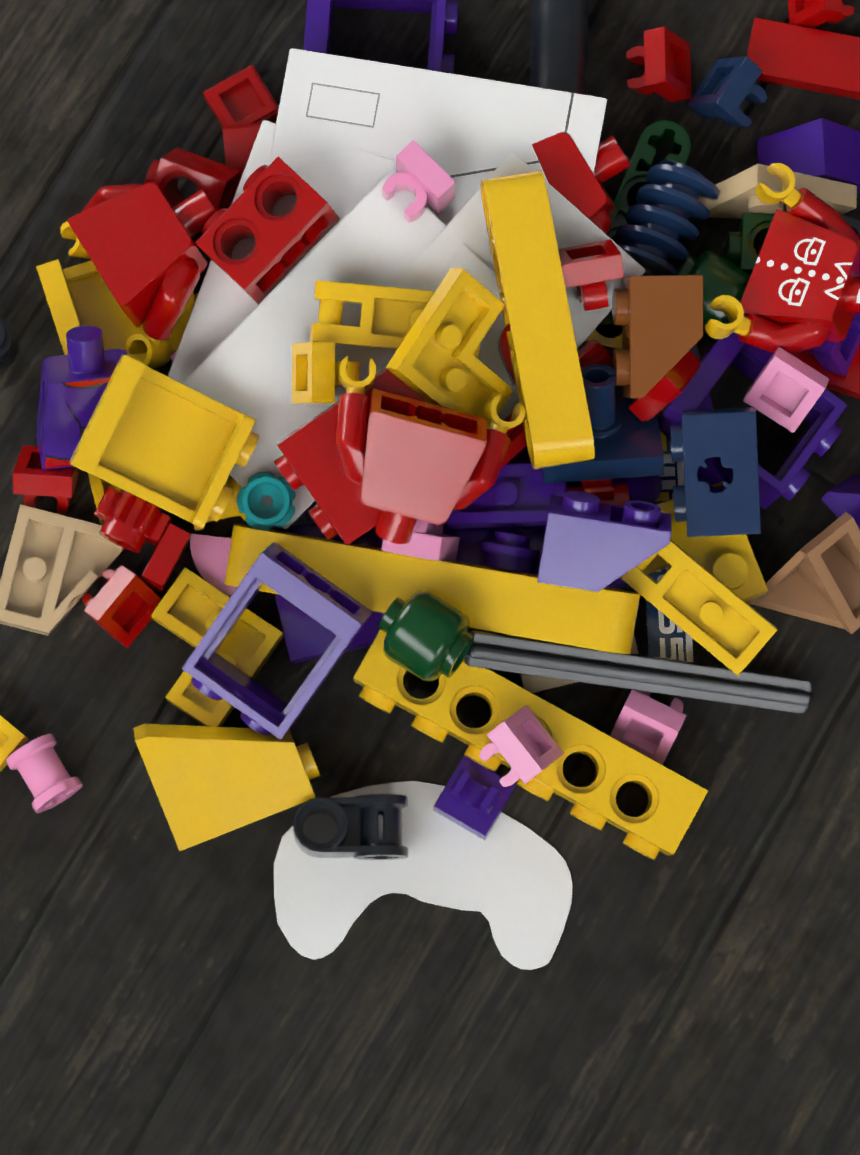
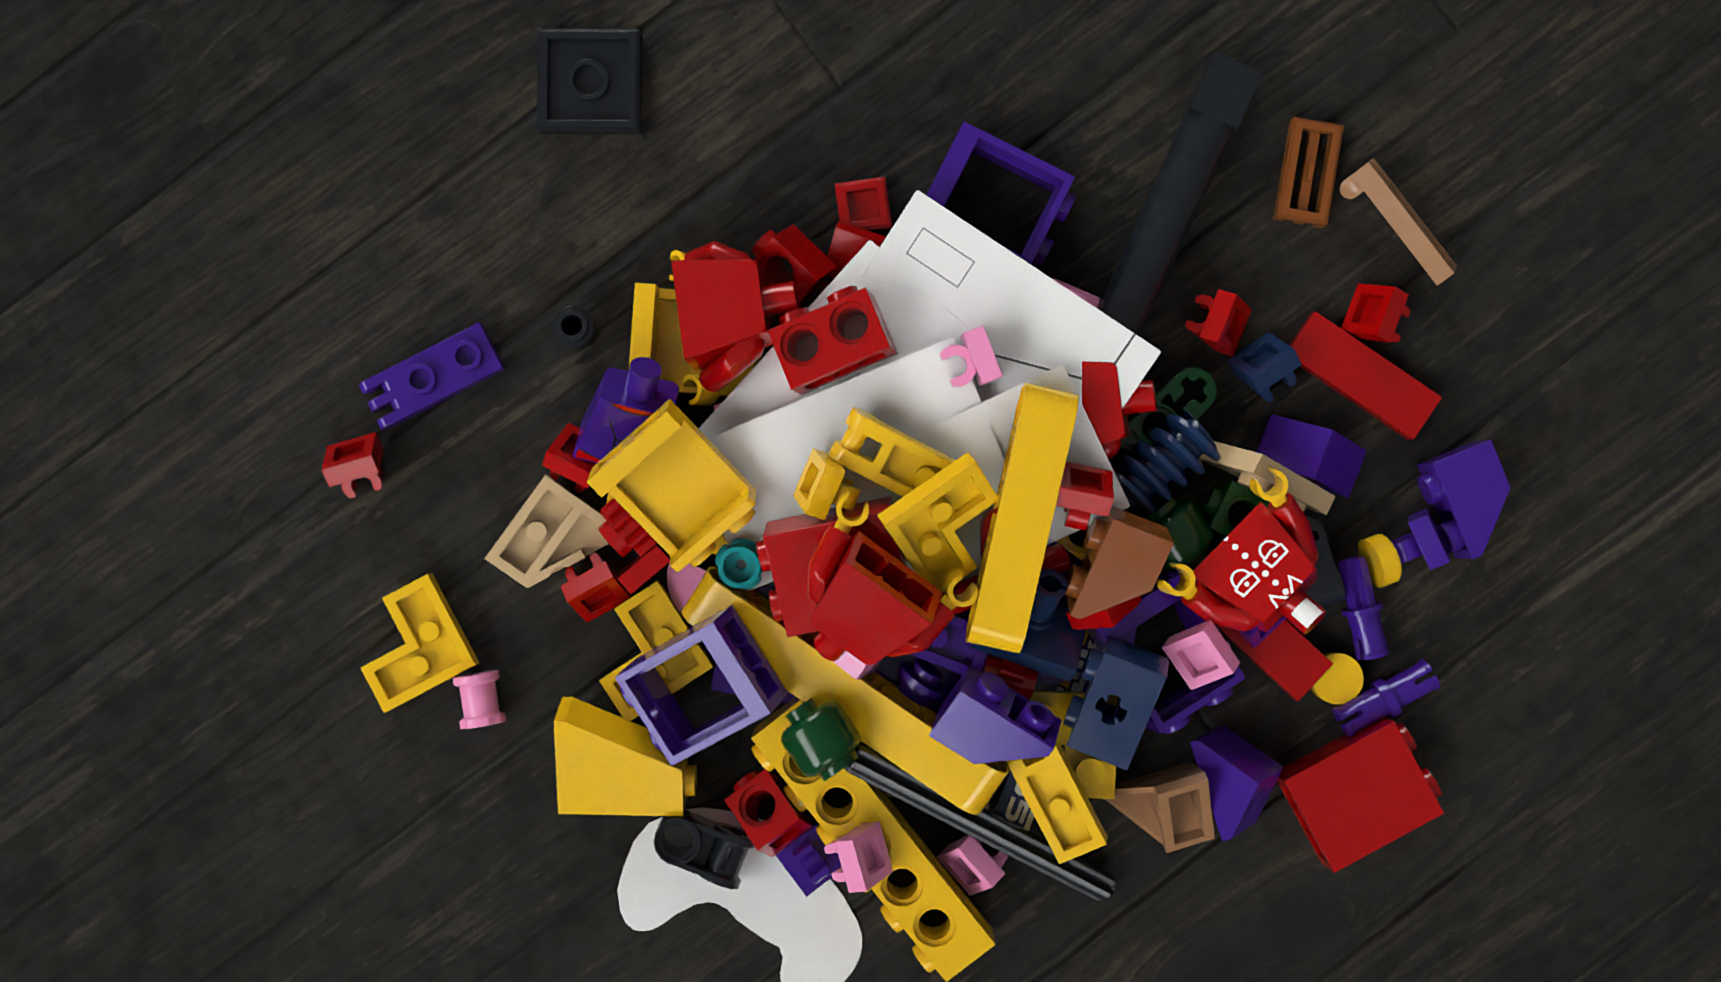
camera: 20 degrees right, 10 degrees up
(423, 772) = (782, 827): none -> red brick

